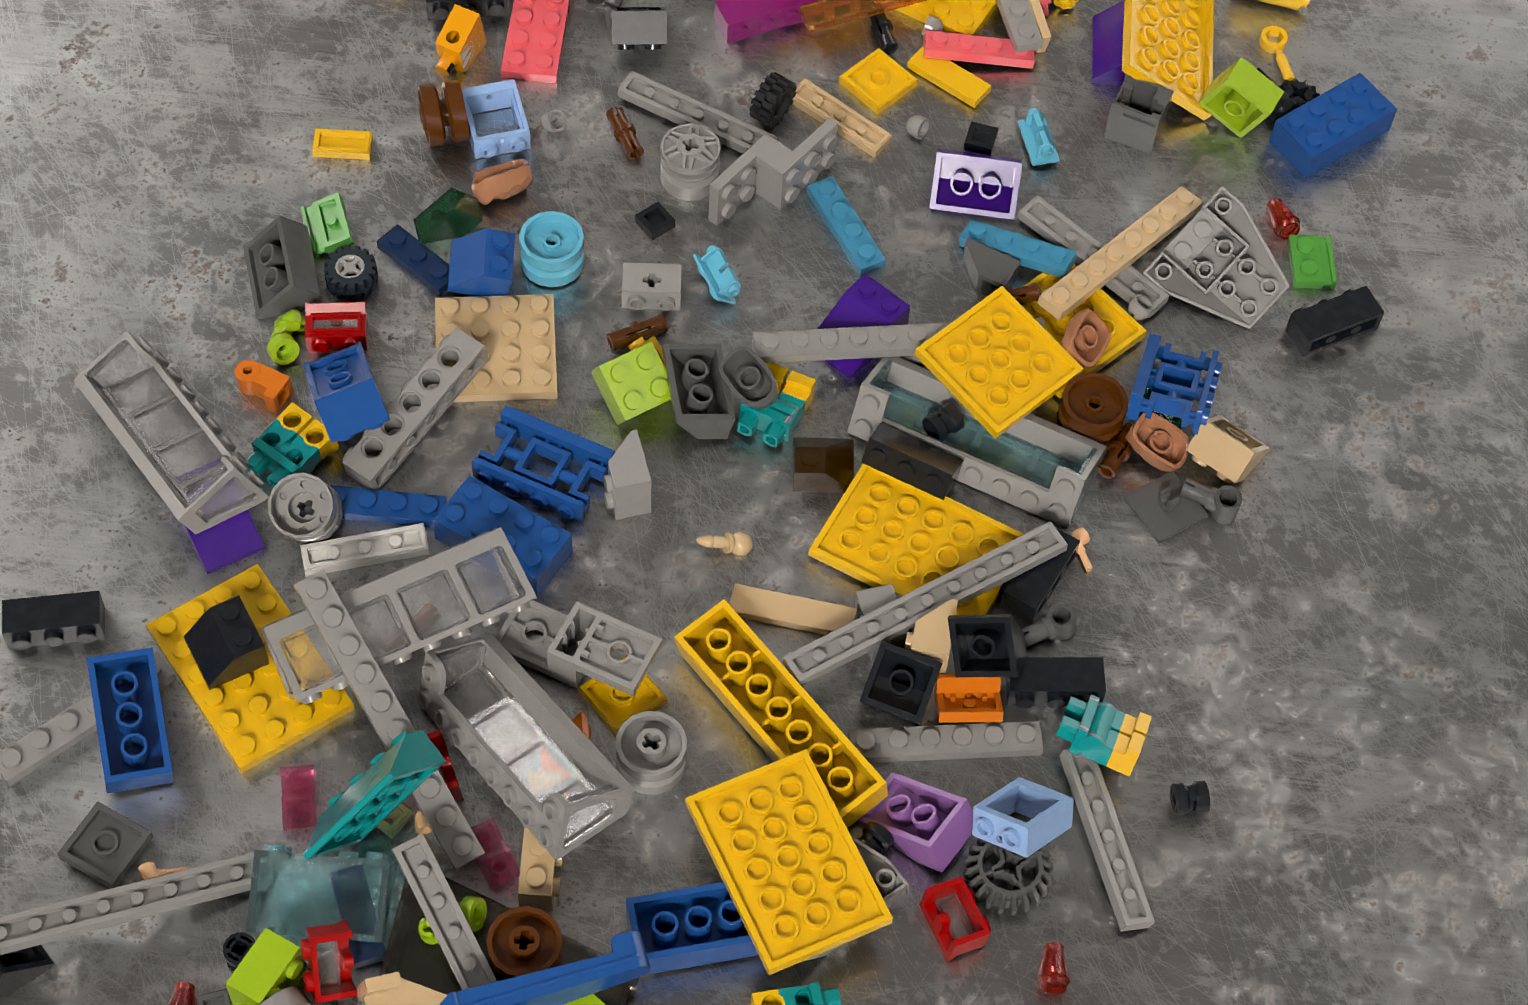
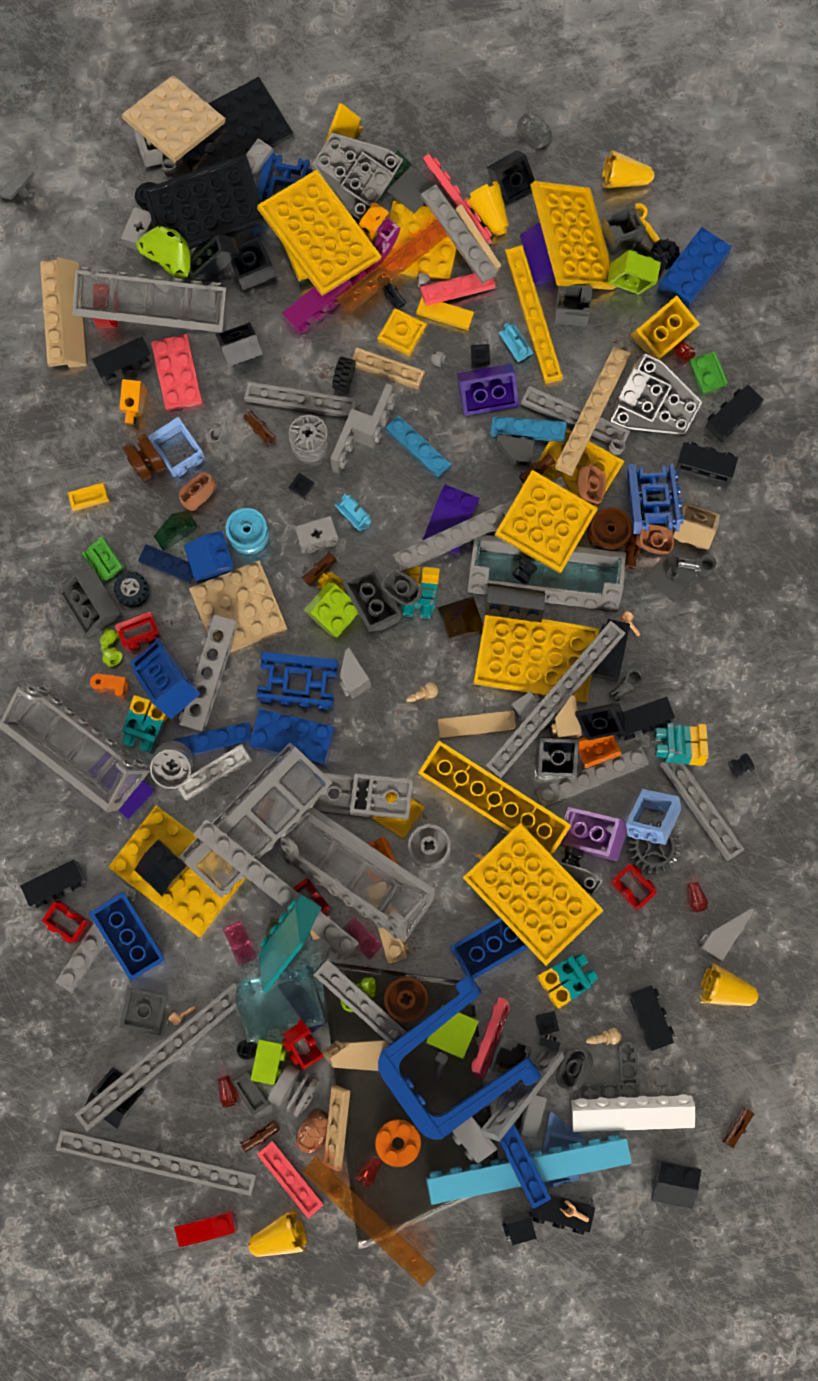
camera: 10 degrees left, 20 degrees up
(46, 677) = (65, 922): none -> red window
(1077, 116) = (533, 314): none -> yellow tile
(1245, 37) = (622, 229): none -> dark grey piece
(1266, 178) = (665, 328): none -> yellow slope
(1271, 371) = (707, 462): none -> black brick

